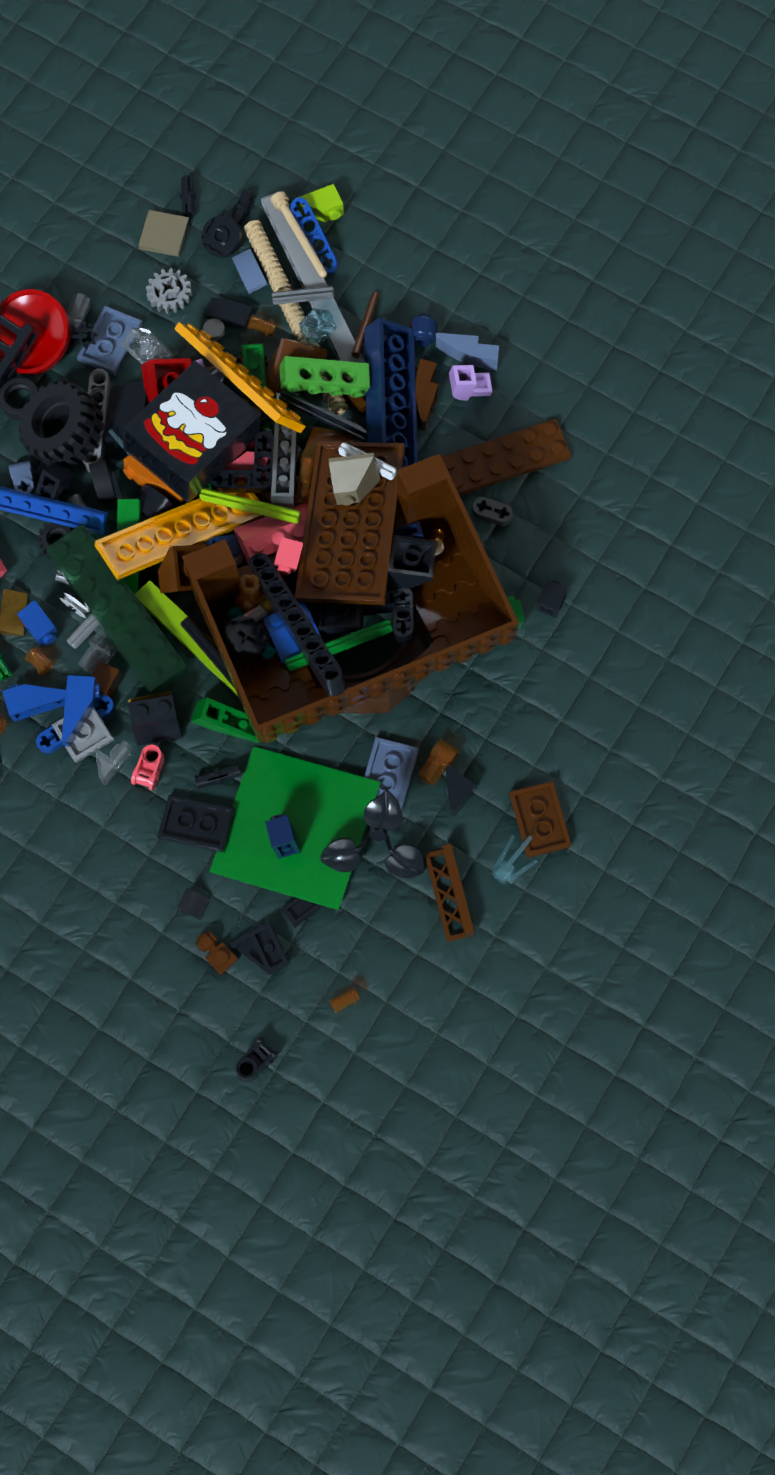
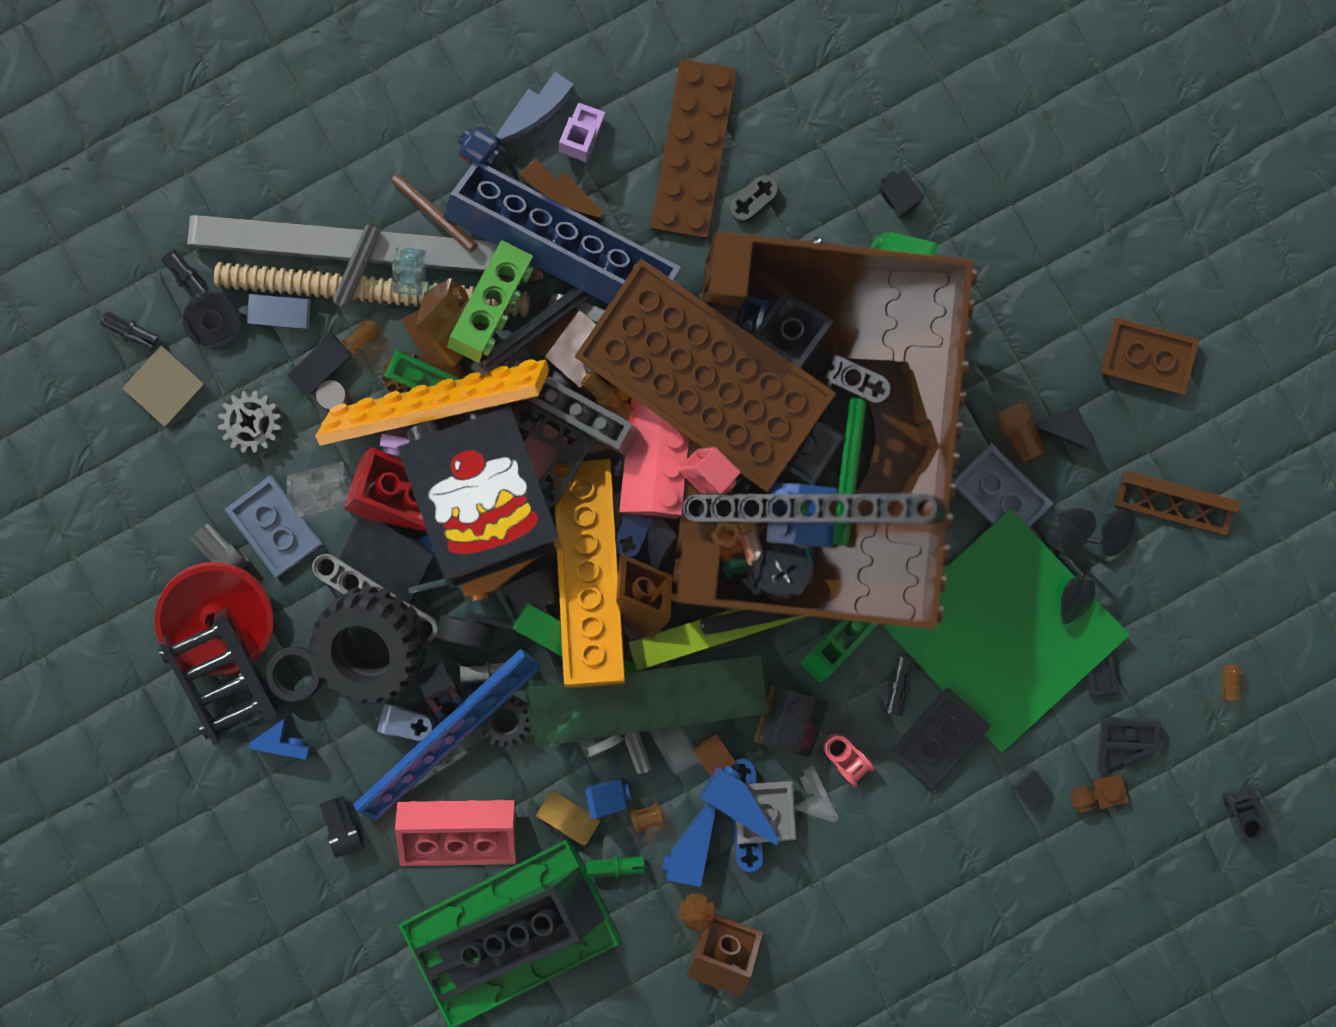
camera: 70 degrees left, 15 degrees up
(80, 339) = (257, 555): black gear -> none
(250, 505) = (608, 477): lime axle -> none
(280, 202) = (216, 225): tan piece -> none
(282, 836) = (1021, 653): dark blue brick -> none
(316, 234) = (278, 211): blue beam -> none
(324, 203) = (238, 174): lime slope -> none
(353, 477) = (663, 345): dark tan slope -> none
(384, 469) = (641, 313): white axle -> none
(504, 871) = (1186, 428): clear light blue plant -> none

